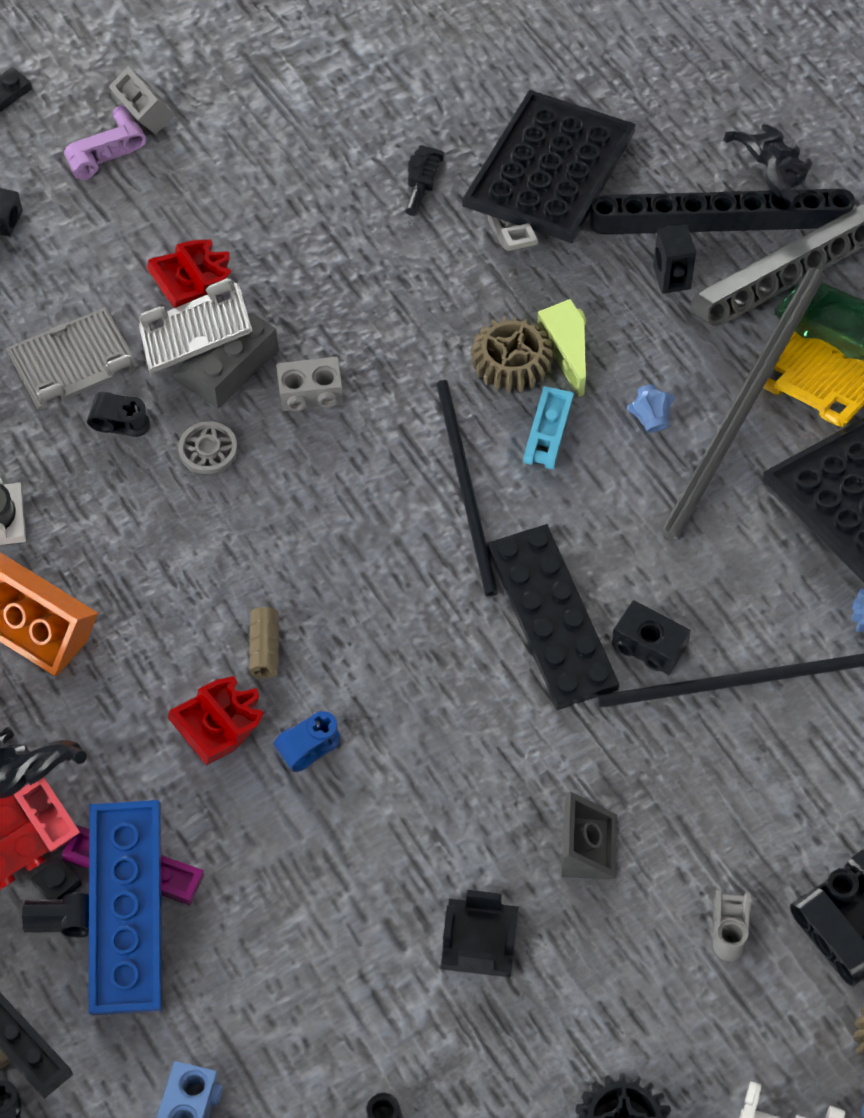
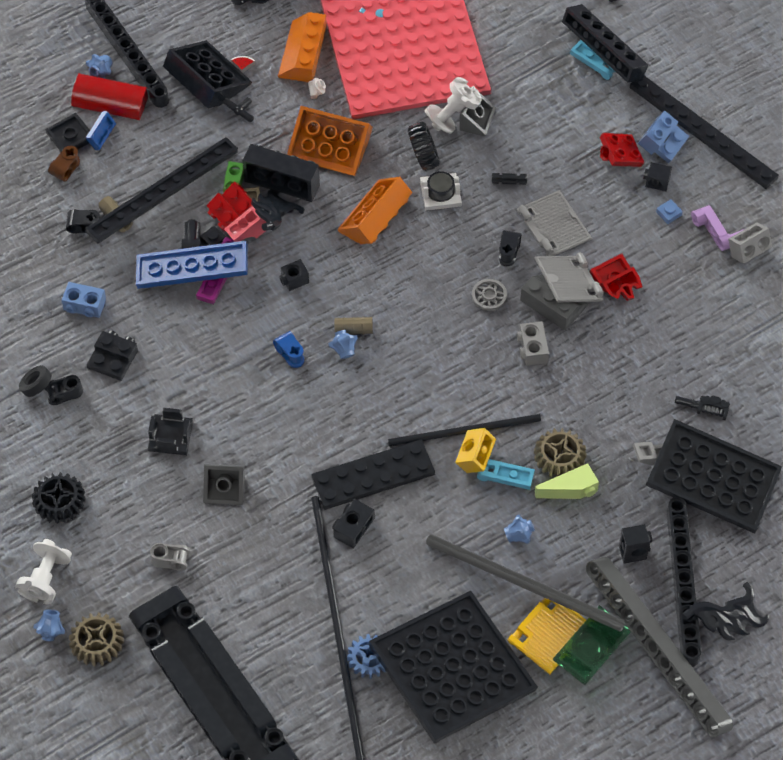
camera: 90 degrees right, 0 degrees up
(64, 205) = (669, 211): none -> medium blue plate
(154, 724) = (301, 275): none -> black brick
(217, 718) = (305, 304): red plate -> none
(304, 654) = (343, 344): none -> medium blue rock
(310, 1047) = (112, 355): none -> black plate
(533, 462) = (475, 450): none -> yellow brick

